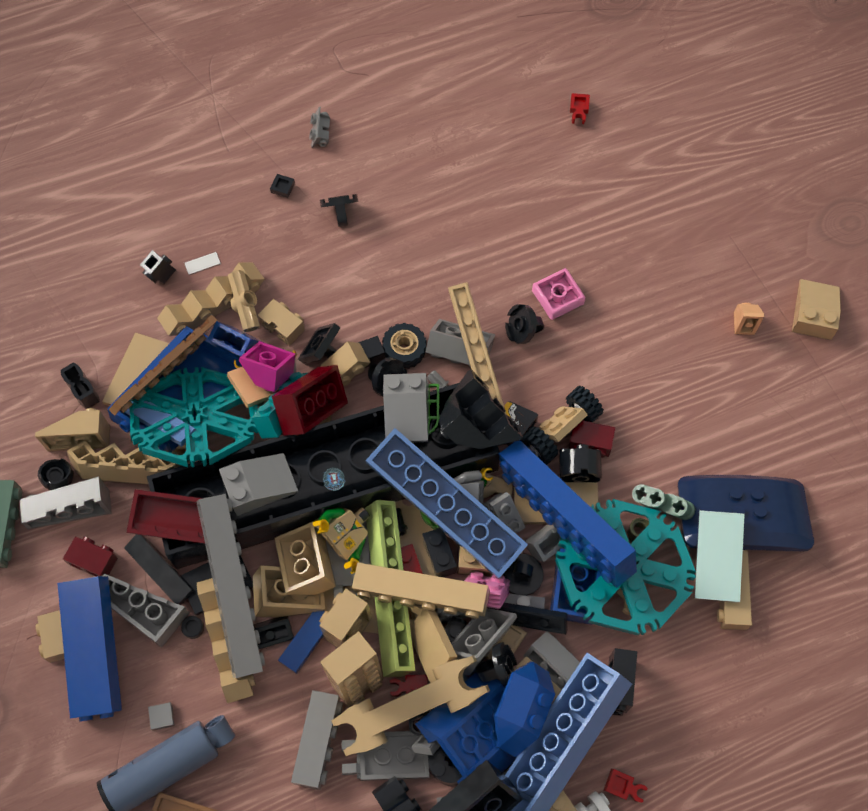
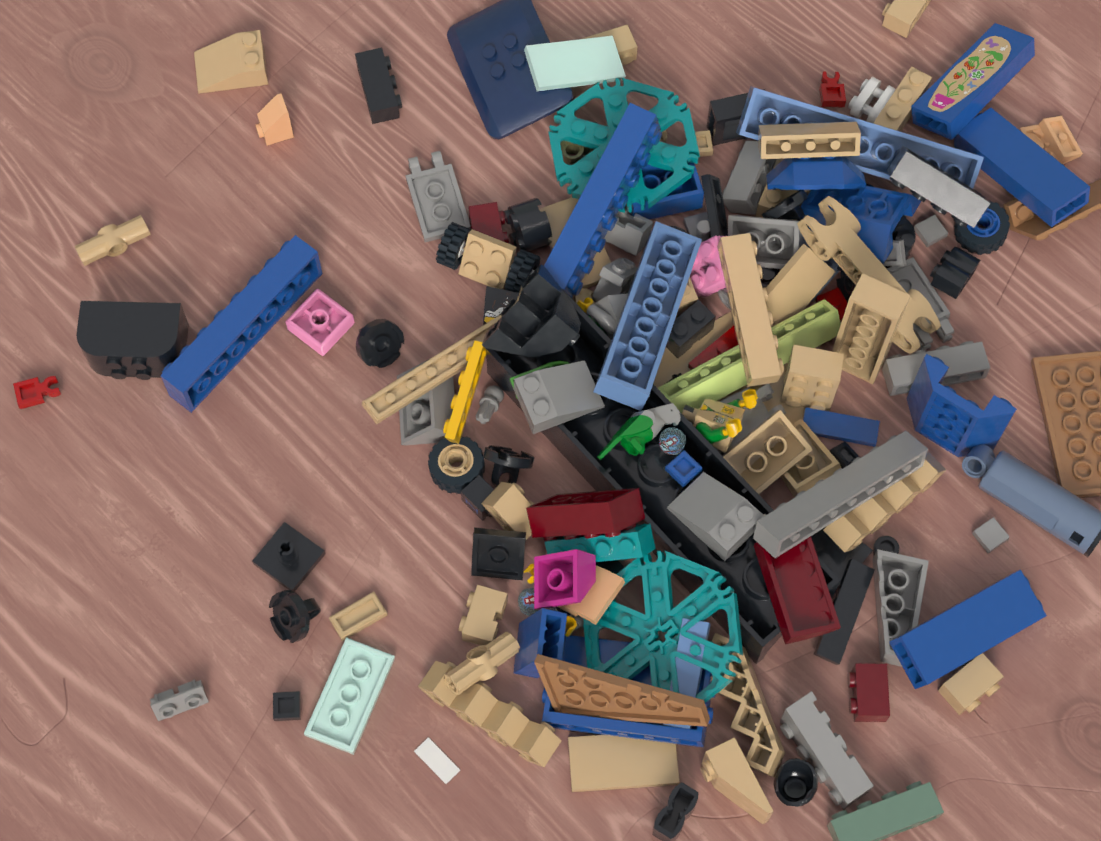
camera: 115 degrees left, 0 degrees up
(157, 267) = (474, 801): black brick -> none
(250, 713) = (949, 418): none -> blue slope
(272, 226) = (349, 696): none -> light aqua tile
(307, 477) = (683, 468): none -> blue tile
(324, 248) = (358, 616): none -> tan tile
(351, 458) = (642, 428): none -> green animal
(386, 221) = (288, 557): none -> black tile
(443, 355) = (461, 403): none -> yellow plate
(552, 705) = (809, 140): none -> tan brick
(576, 240) = (242, 323): none -> blue brick
(591, 167) = (131, 337): none -> black brick
(610, 640) = (704, 143): none -> tan plate
(639, 413) = (435, 197): none -> light grey tile
(667, 503) = (533, 127): sand green axle -> none
(683, 184) = (112, 240): none -> tan piece
(759, 405) = (378, 85): none -> black brick

